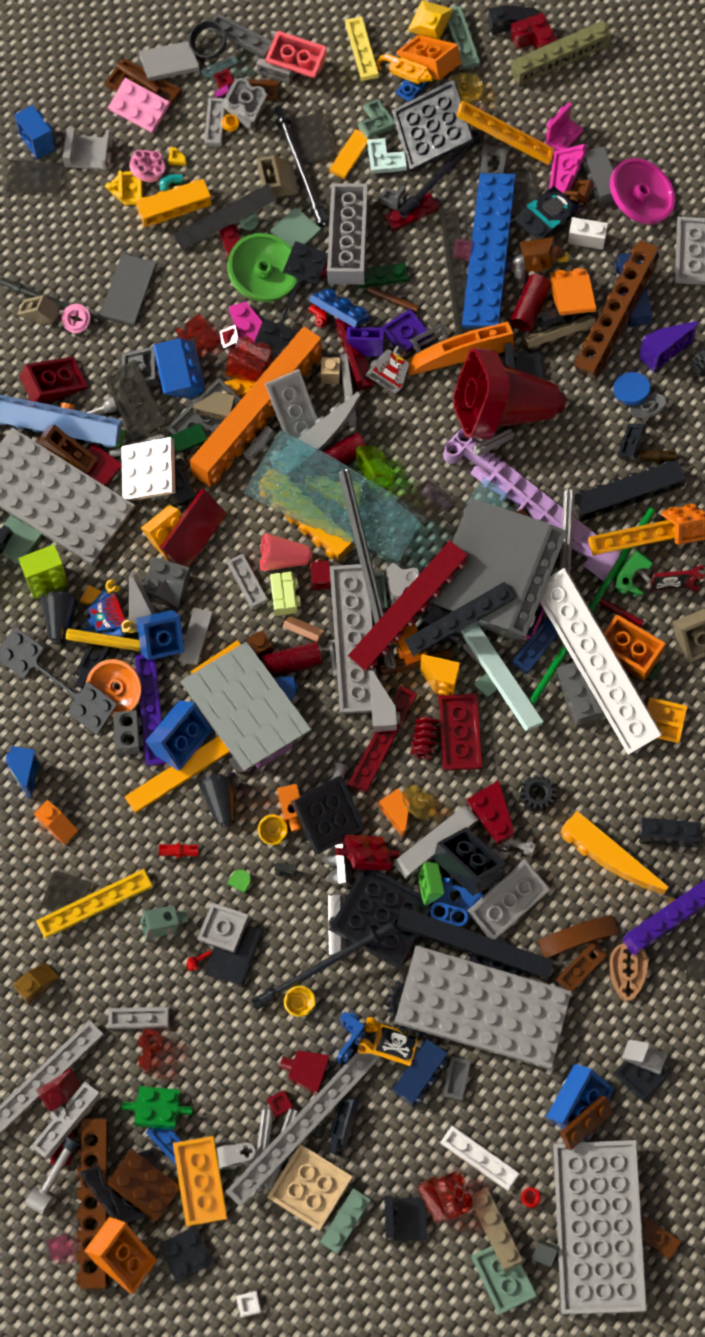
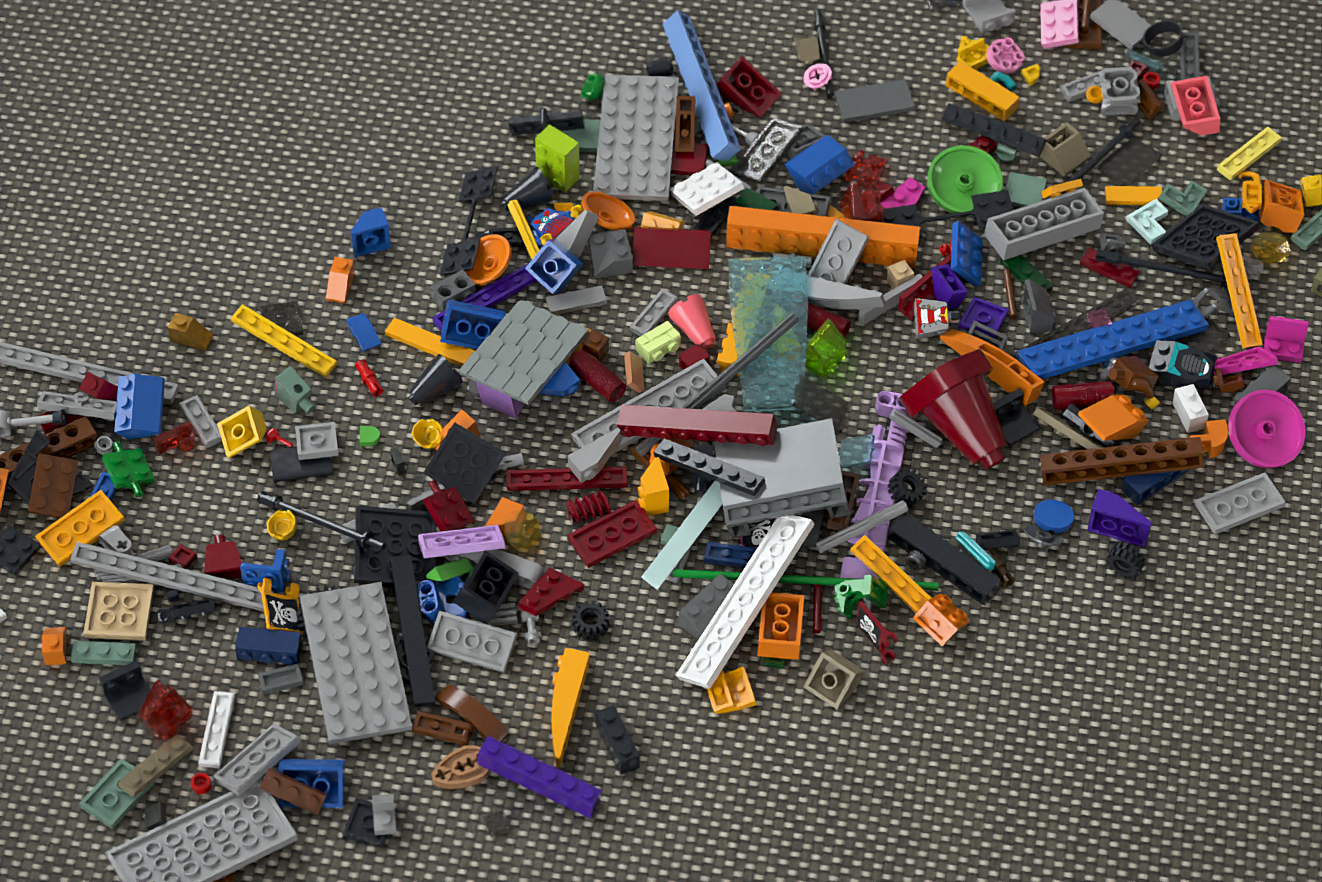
camera: 60 degrees right, 15 degrees down
(101, 1065) = (139, 406): none -> blue slope
(121, 558) = (611, 211): none -> orange dish
(122, 1118) = (104, 440): none -> light grey plate
(124, 829) = (364, 332): none -> blue slope
(179, 988) = (242, 430): none -> yellow slope
(242, 72) = (1152, 80): none -> red tile
(313, 1260) = (54, 646): none -> orange slope
(322, 200) = (1063, 188): none -> light orange plate
(413, 858) = (461, 541): none -> lavender tile
(425, 287) = (1037, 308): none -> dark grey slope
(534, 1138) = (256, 759): none -> light grey tile
(550, 473) = (913, 480): none -> black tyre
(617, 513) = (915, 560): none -> dark grey bush
(625, 232) = (1214, 437): none -> orange brick
(636, 463) = (975, 550): none -> teal axle

